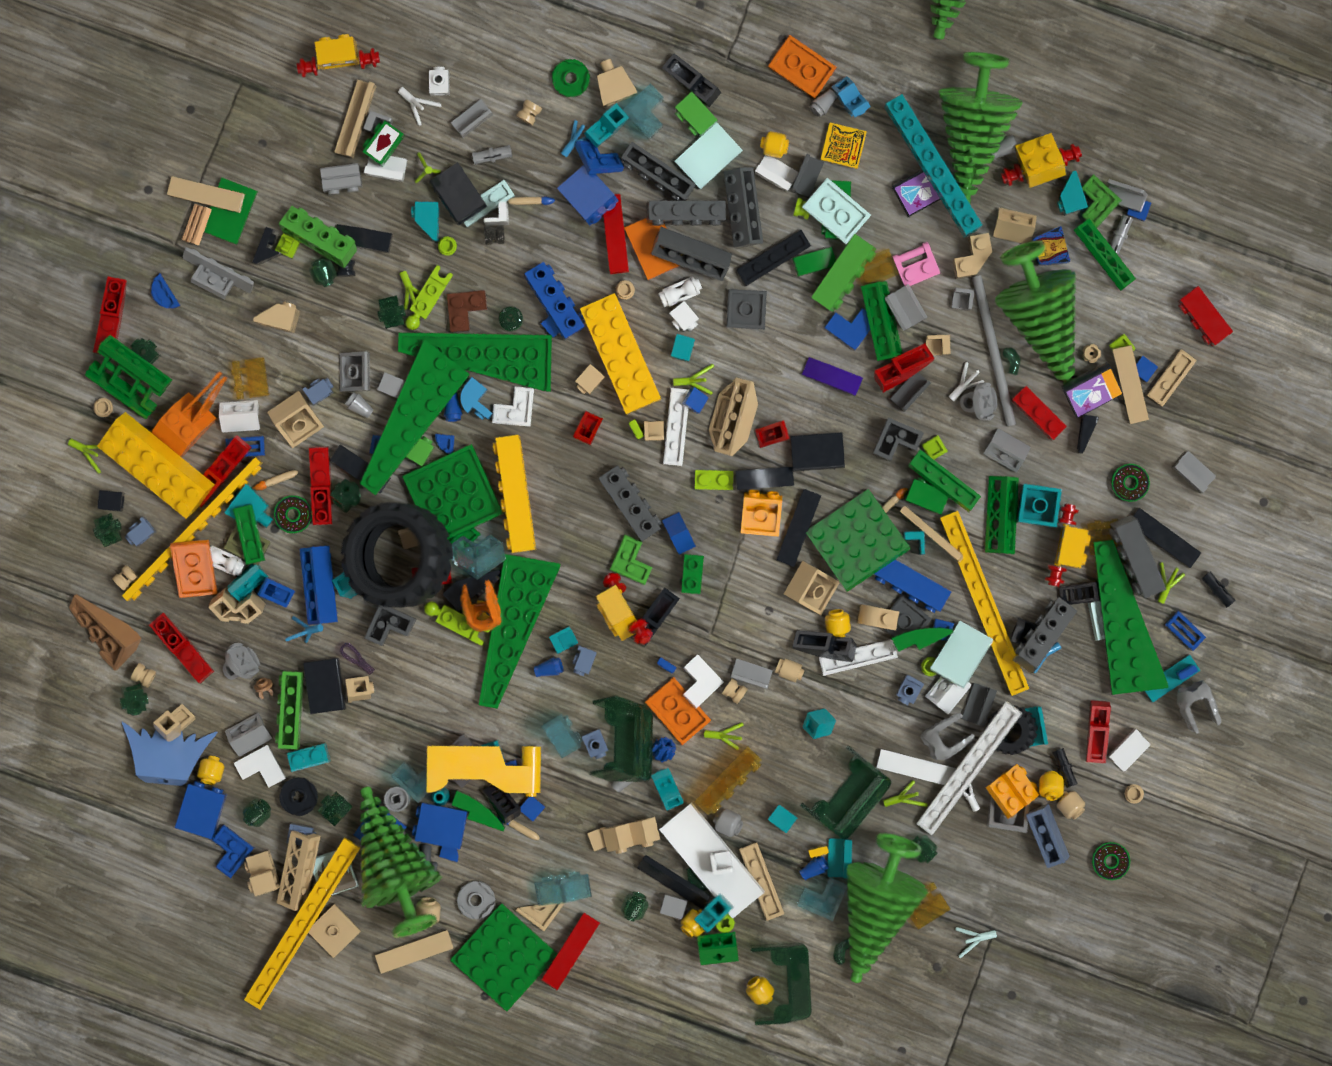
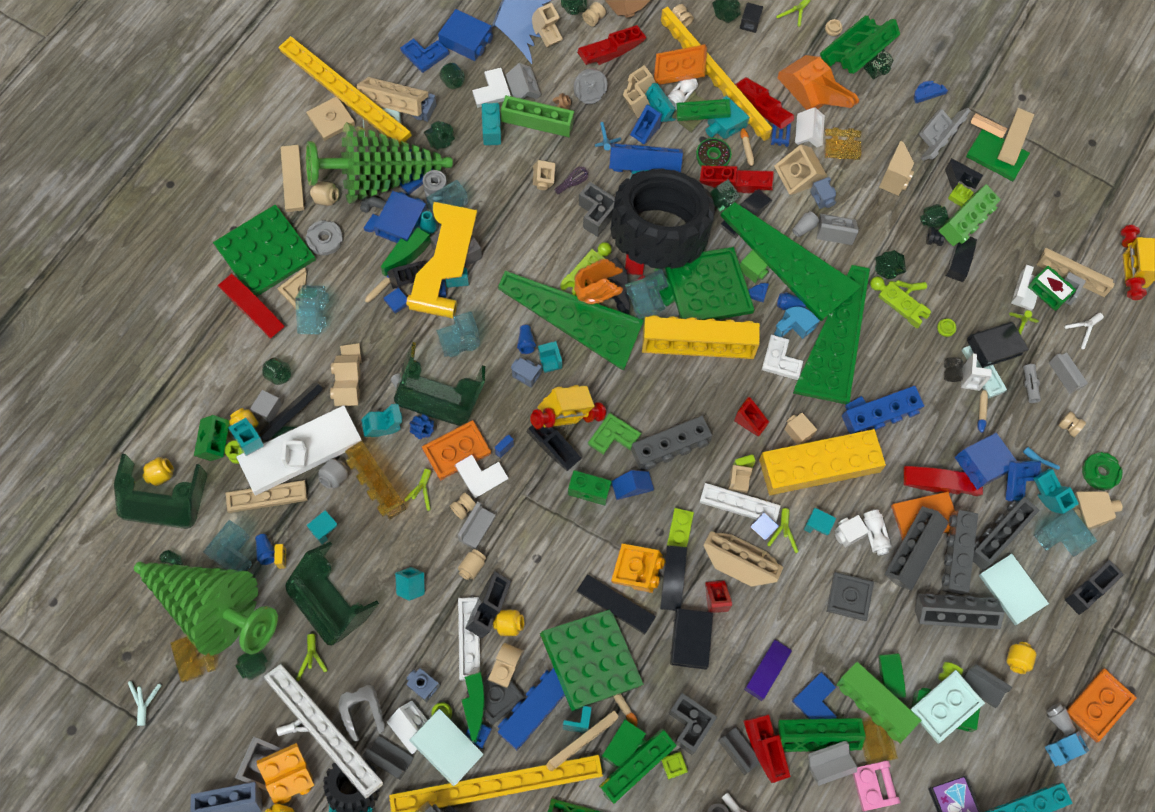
camera: 95 degrees right, 20 degrees down
(111, 310) = (920, 47): red slope -> none
(140, 532) = (720, 34): sand blue brick -> none
(155, 465) = (777, 51): yellow brick -> none
(210, 770) = (498, 48): yellow head -> none
(263, 873) = (396, 70): tan brick -> none
(293, 806) = (461, 120): black plate -> none
(324, 686) = (553, 148): black piece -> none
(341, 178) = (1020, 248): light grey brick -> none
(391, 385) = (823, 250): light grey panel -> none
(427, 217) = (976, 314): teal slope -> none
(439, 81) = (1107, 348): white brick -> none
(460, 304) = (887, 328): copper plate -> none
(512, 325) = (870, 368): clear green head -> none
(595, 736) = (445, 371): sand blue brick -> none
(625, 290) = (884, 481): tan plate -> none
(695, 114) = (1060, 582): bright green brick -> none
(773, 258) = (900, 635): black tile -> none
(776, 173) = (990, 653): white panel -> none
(811, 588) = (550, 602): tan slope -> none
(839, 857) = (270, 577): teal panel -> none
(843, 145) = (1013, 732): yellow tile -> none
(914, 767) = (340, 674): white tile -> none
(938, 344) = (786, 792): tan panel -> none

